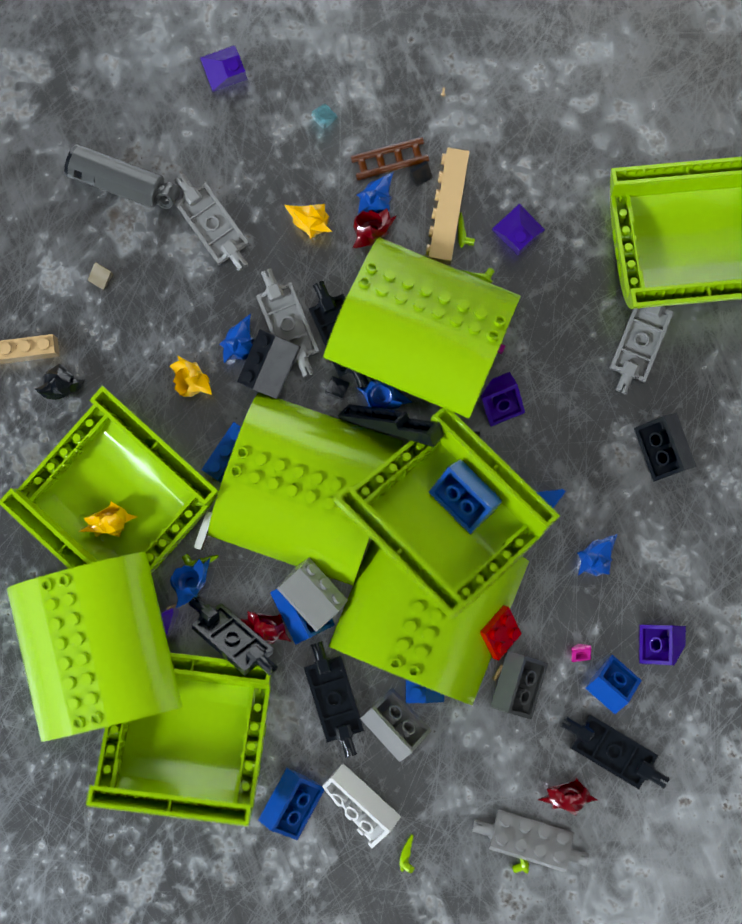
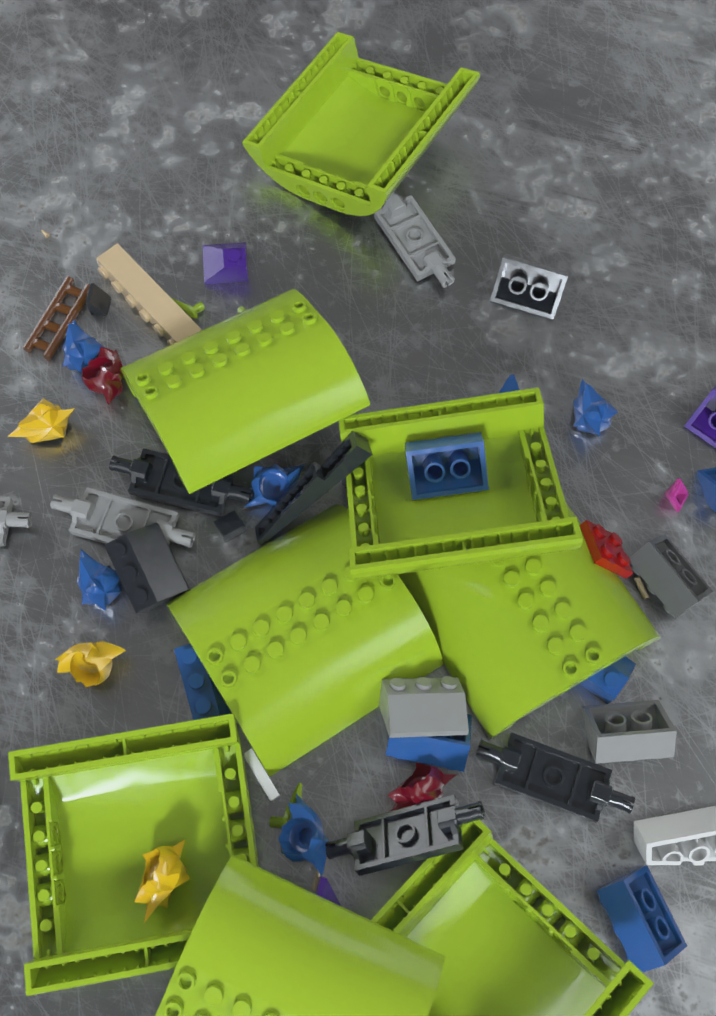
camera: 60 degrees left, 15 degrees down
(502, 399) = (377, 380): dark purple slope -> none

